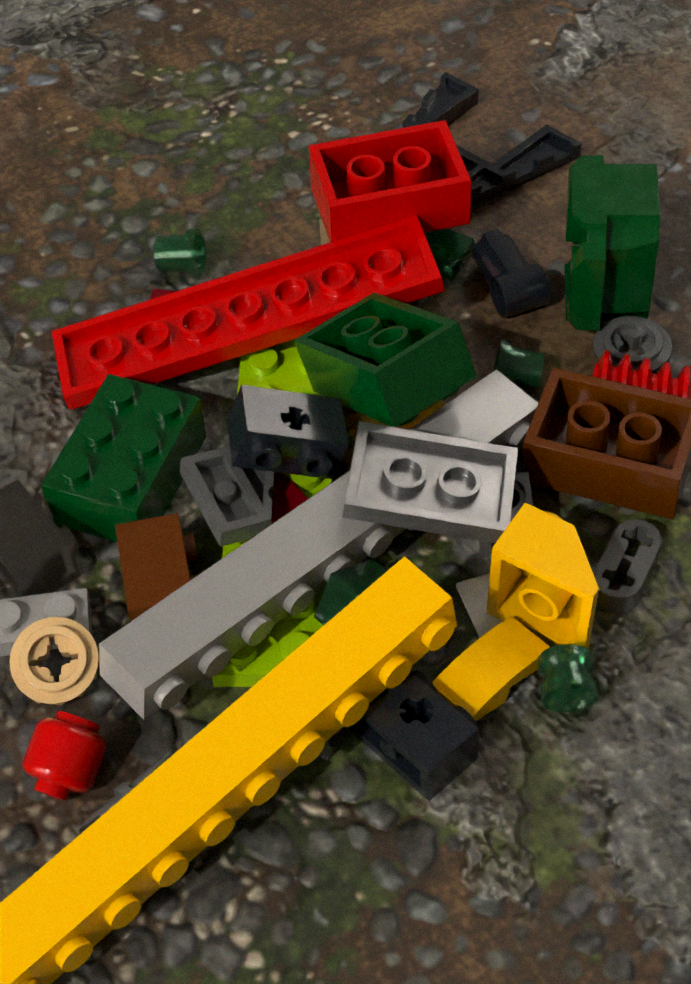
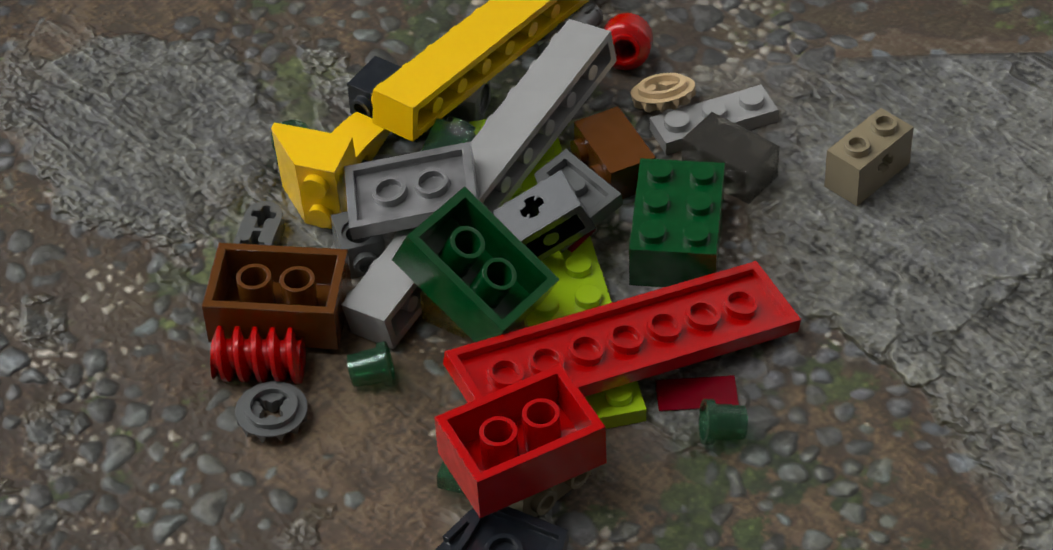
camera: 165 degrees right, 5 degrees down
(512, 281) = (391, 447): black piece -> none
(616, 227) = (289, 415): dark green piece -> none

